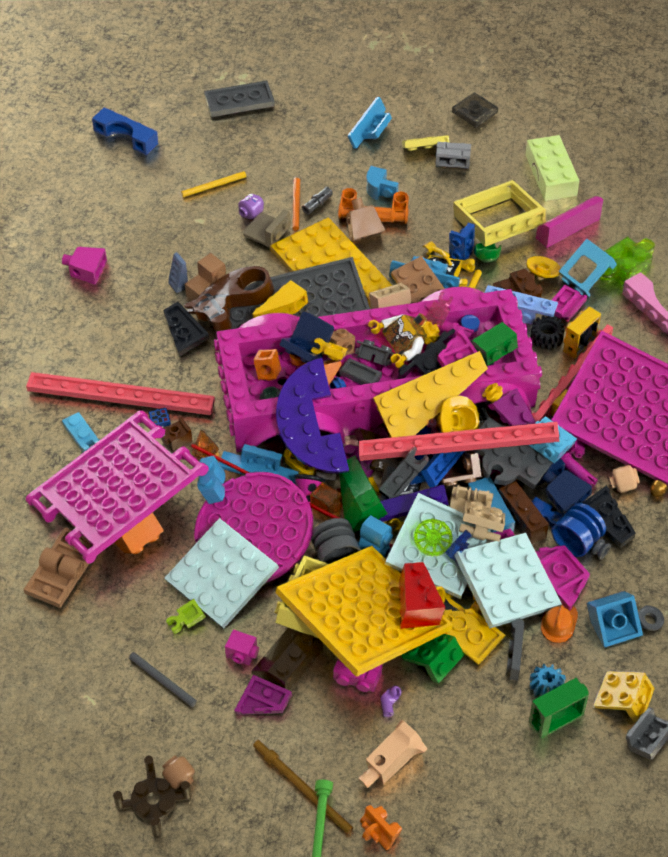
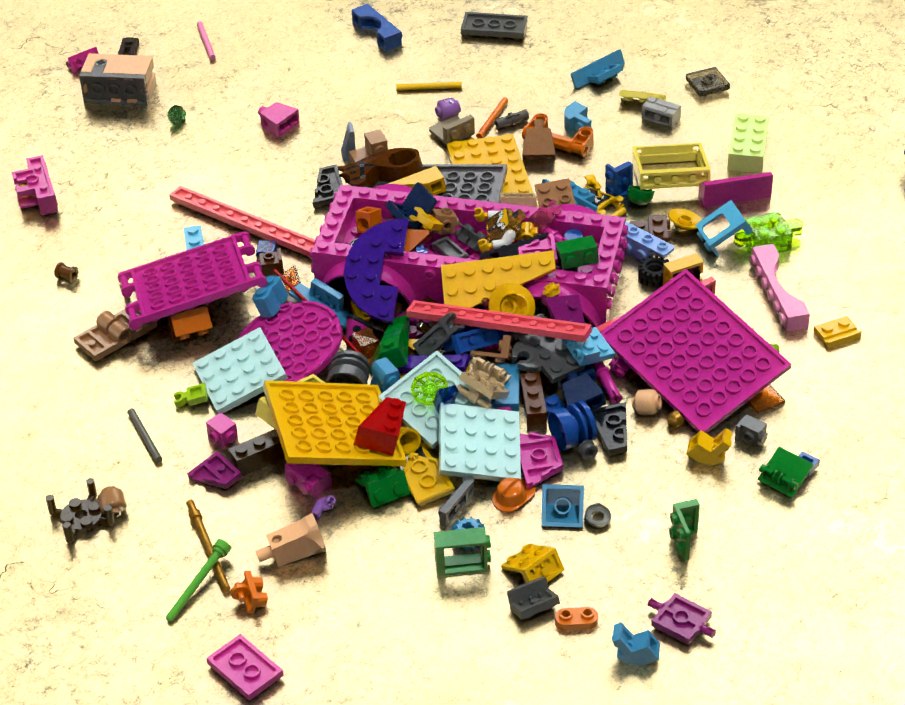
camera: 25 degrees right, 10 degrees down
(569, 302) = (688, 248): dark pink plate -> none

